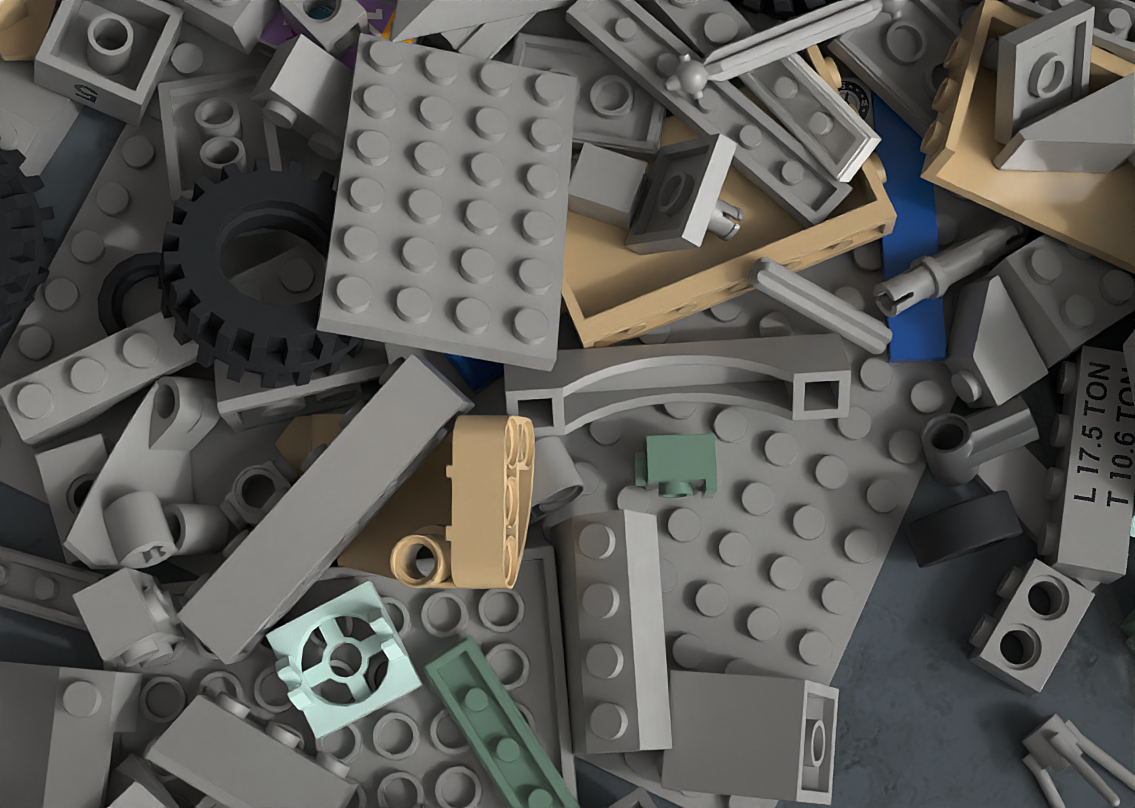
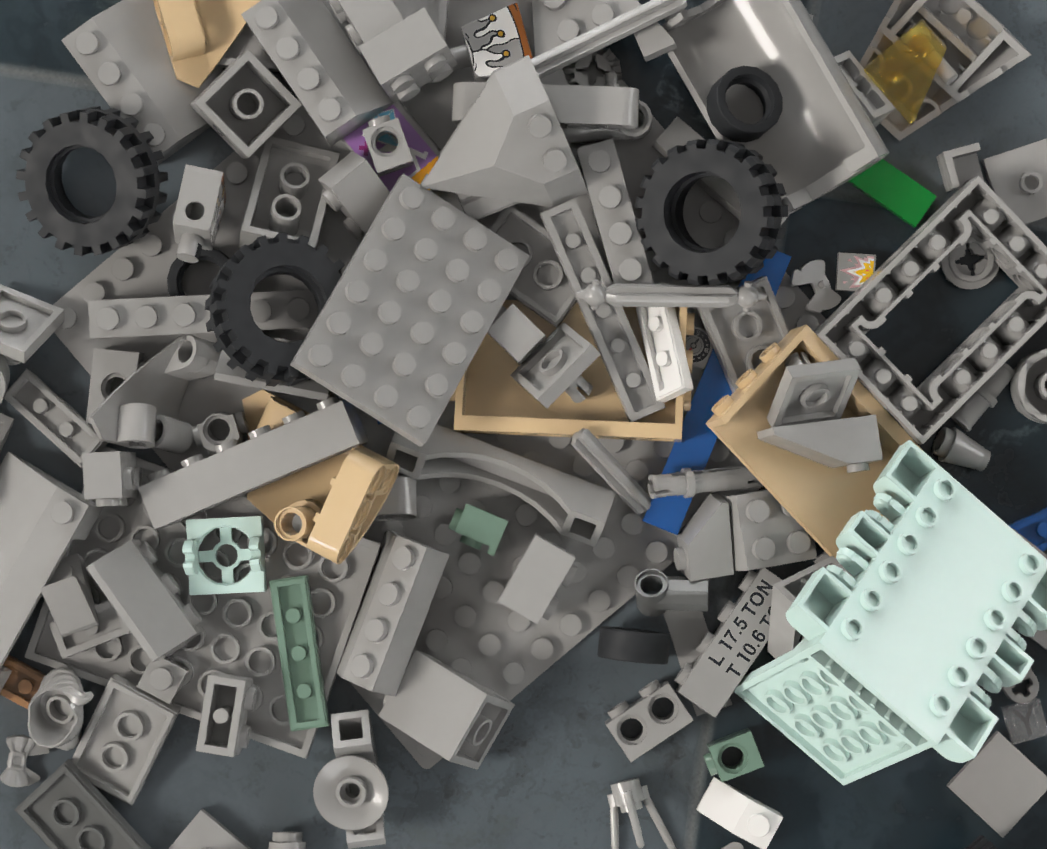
camera: 30 degrees right, 10 degrees up
(108, 224) = (198, 211): none -> light grey torso
(793, 492) = (537, 579): none -> light grey brick

